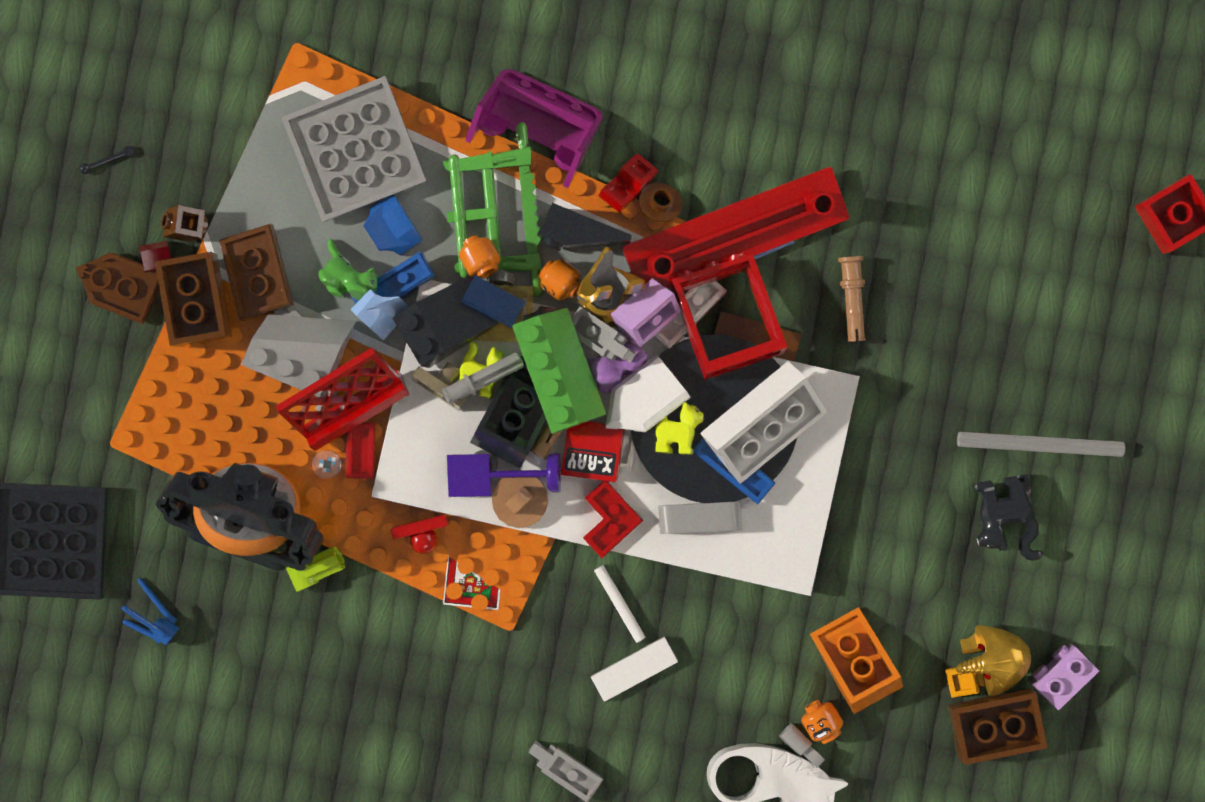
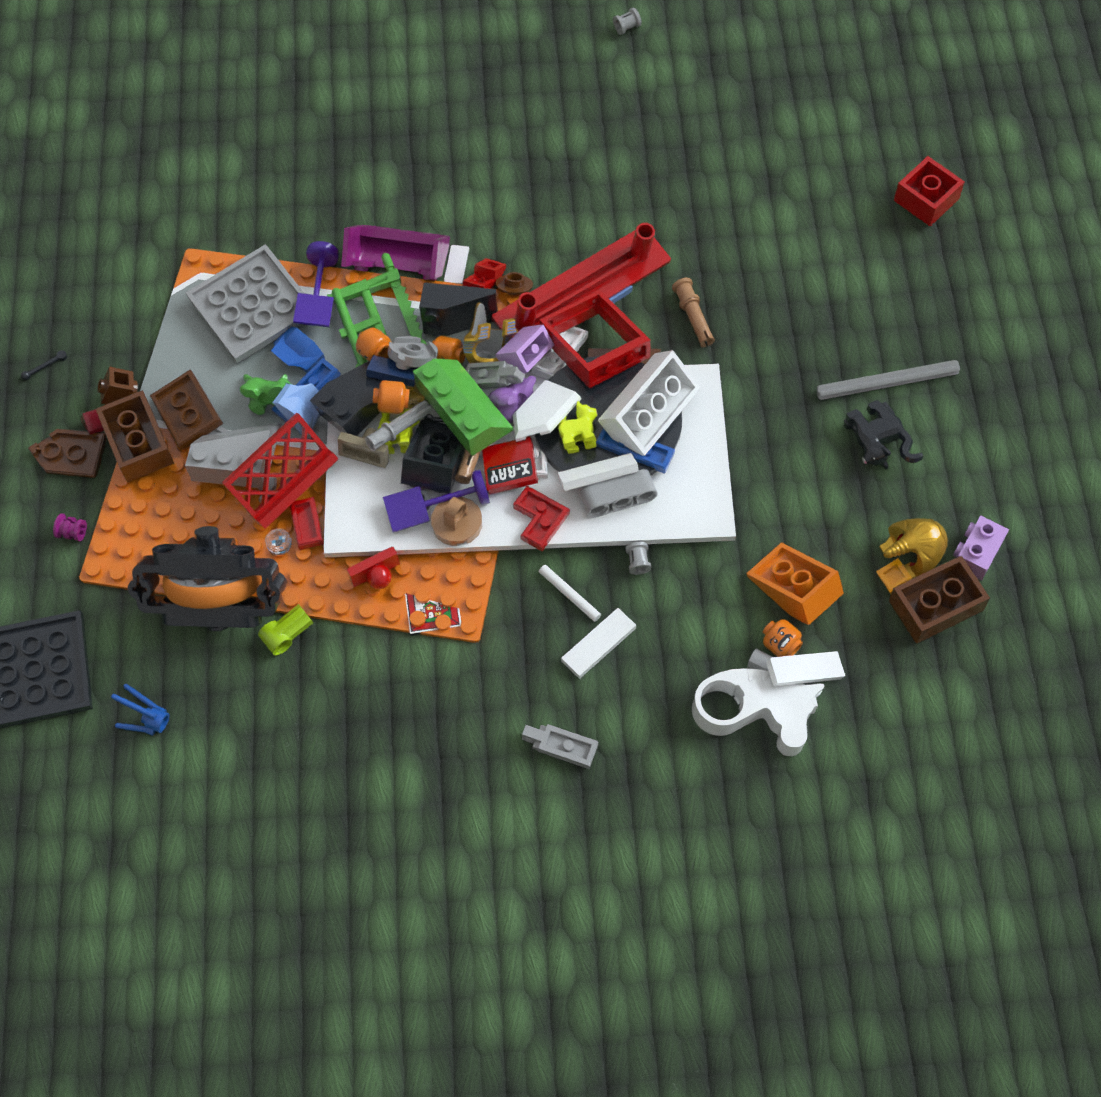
camera: 10 degrees left, 25 degrees down
(107, 383) = (69, 528): none -> magenta bush
(422, 181) = (314, 308): none -> dark purple piece
(481, 345) = (391, 397): none -> orange head
(518, 298) = (410, 352): none -> light grey plate
(602, 150) = (456, 264): none -> white sticker
(684, 491) = (598, 472): none -> white tile
(702, 587) = (638, 557): none -> light grey bush
(834, 763) = (805, 668): none -> white tile

